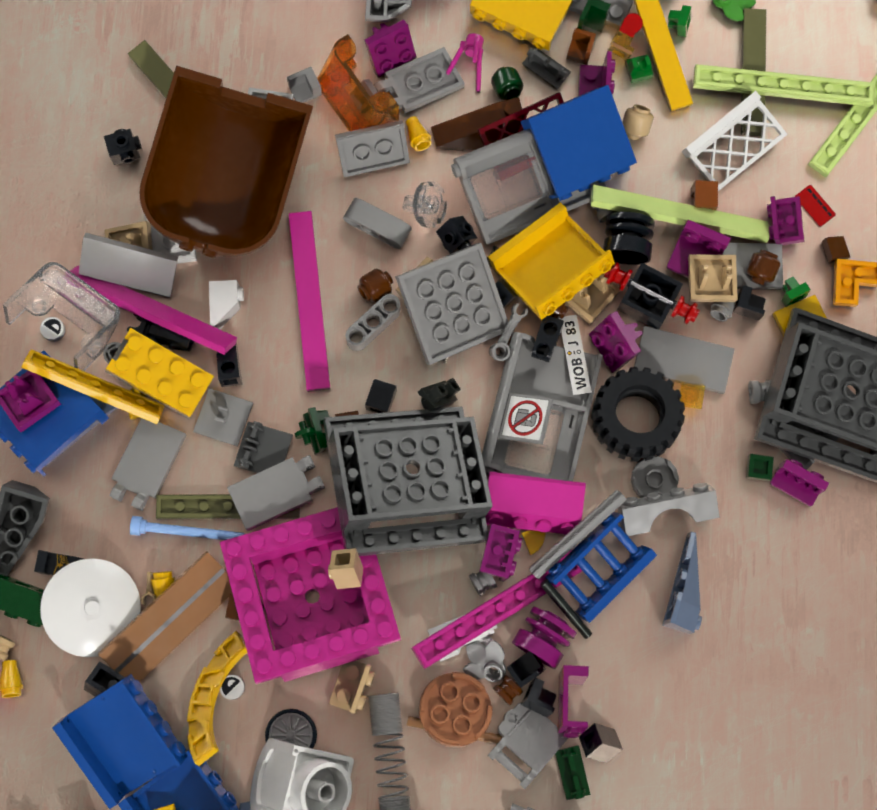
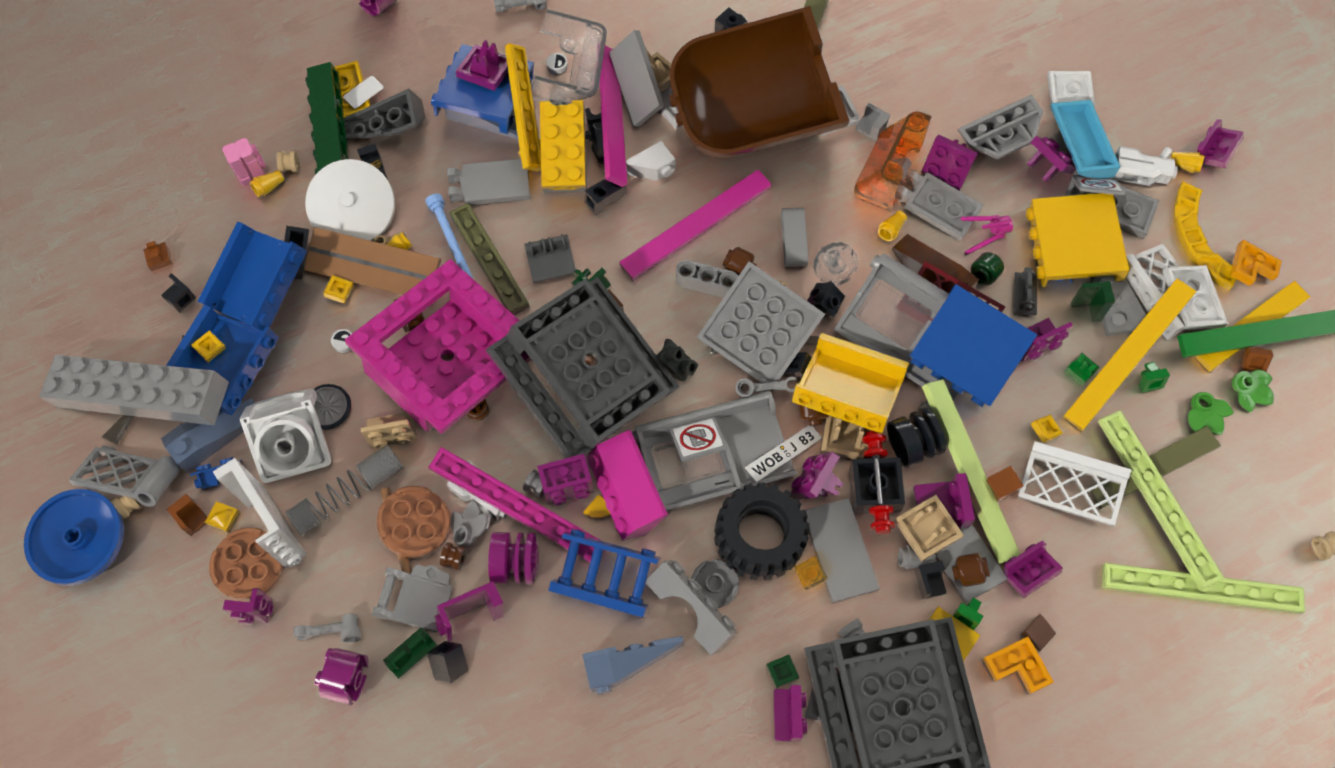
camera: 65 degrees right, 10 degrees down
(175, 665) = (338, 289): none -> yellow tile
(204, 696) = (311, 323): yellow tile -> none
(223, 417) = (560, 216): light grey piece -> none
(274, 492) = (517, 281): light grey tile -> none
(345, 568) = (474, 352): tan brick -> none
(372, 148) = (854, 196): light grey tile -> none
(380, 397) = (647, 318): black panel -> none
(526, 668) = (475, 559): black panel -> none
(539, 699) = (459, 583): black panel -> none
(547, 338) = (781, 420): black leg -> none
(566, 609) = (550, 566): pearl dark grey bar -> none
(577, 534) = (620, 534): light grey axle -> none
(581, 46) = (1065, 310): dark orange panel -> none
(622, 39) = (1109, 336): leg -> none
(637, 121) = (1030, 390): tan head -> none
(675, 131) = (1046, 429): none -> yellow tile
(815, 205) = (1068, 592): red sticker -> none

